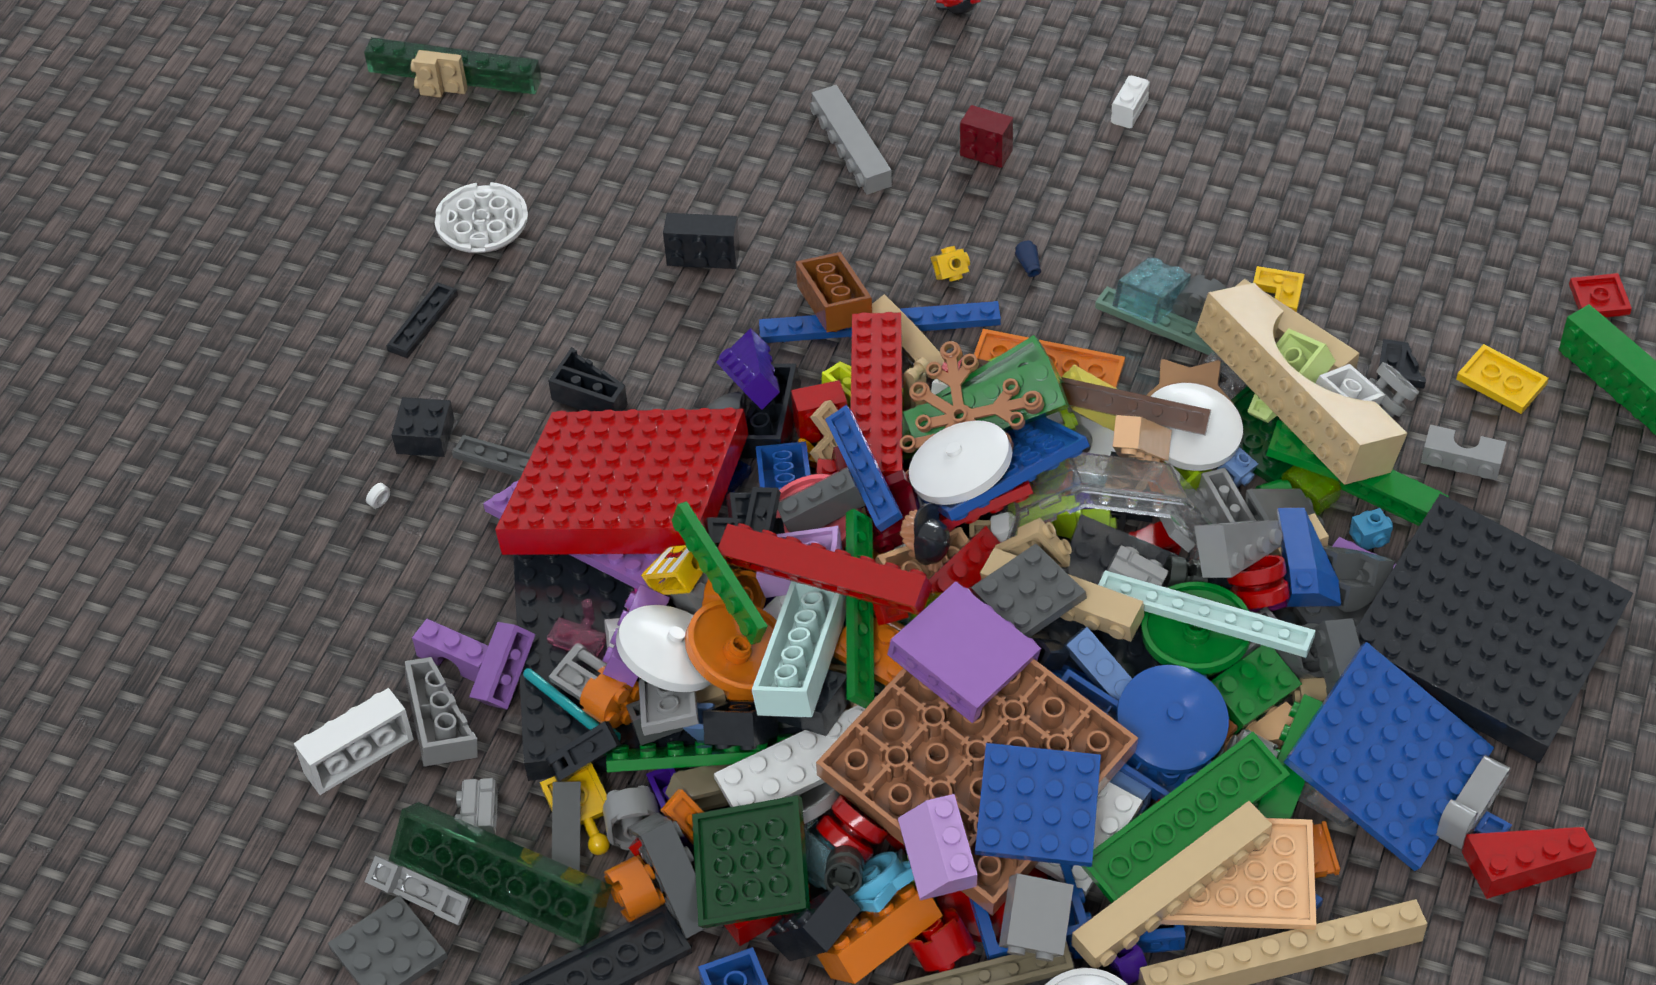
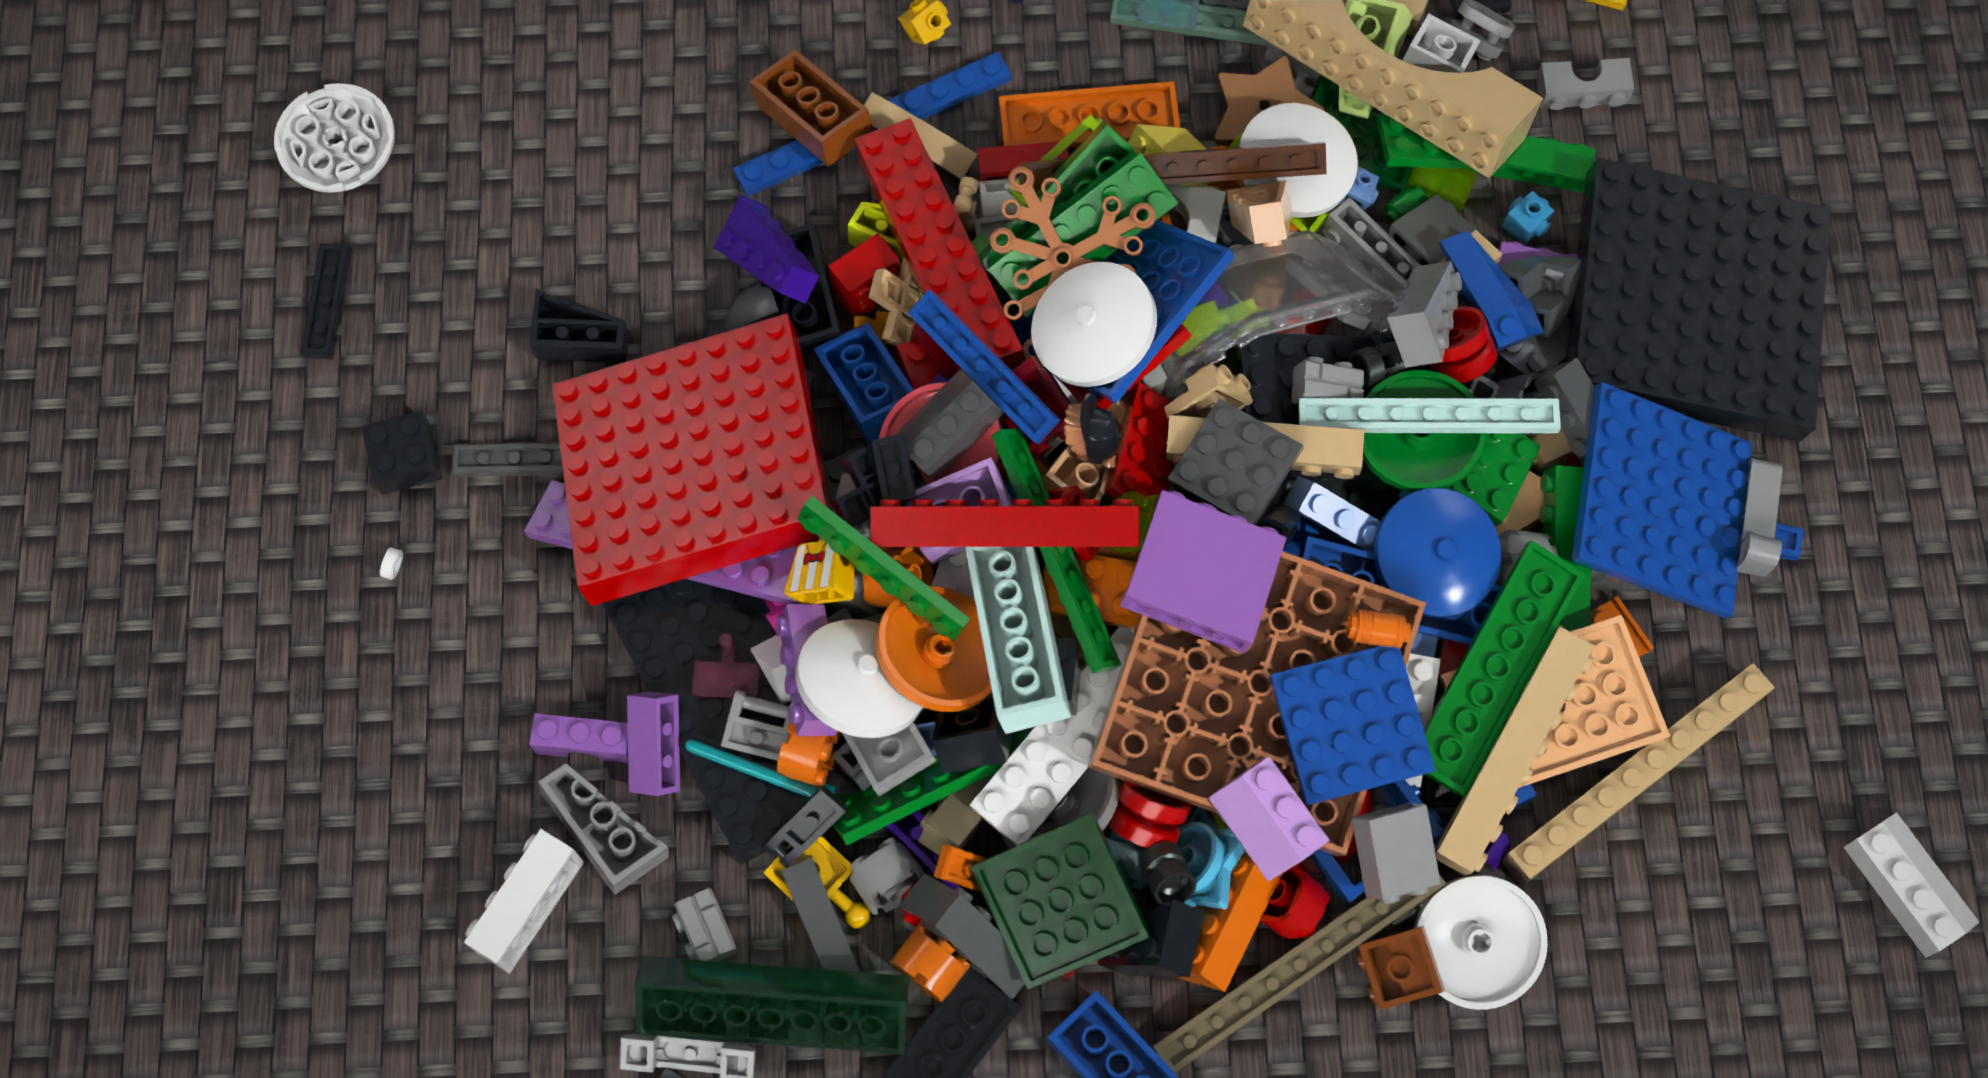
camera: 25 degrees left, 20 degrees up
(701, 240) = (621, 85): black brick -> none
(1087, 738) = (1378, 628): none -> orange head
(1526, 858) = (1827, 570): red wedge -> none

